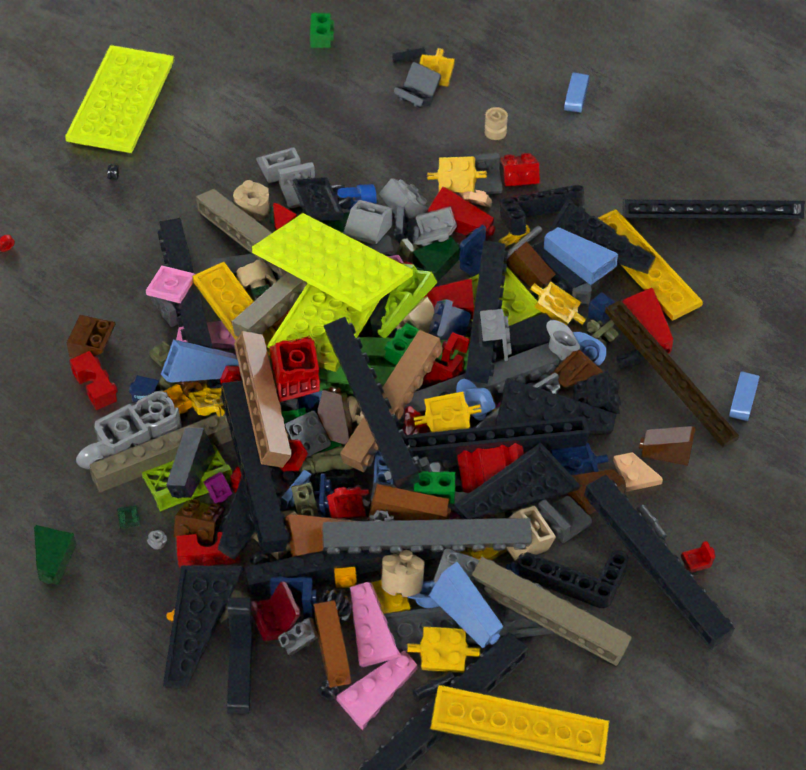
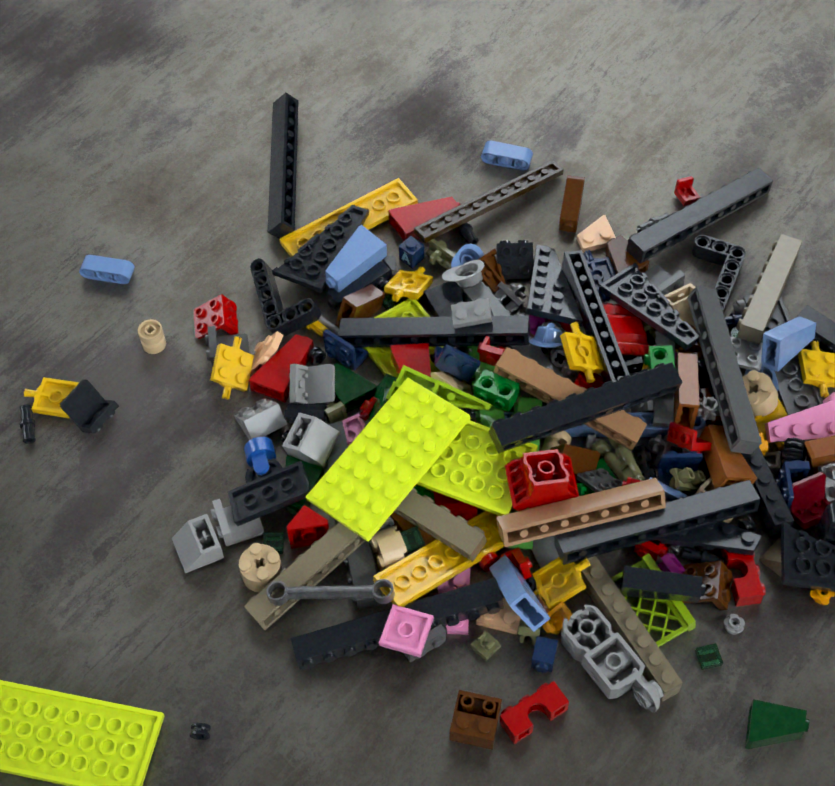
camera: 90 degrees left, 5 degrees up
(210, 231) = (330, 592): none -> flat silver piece

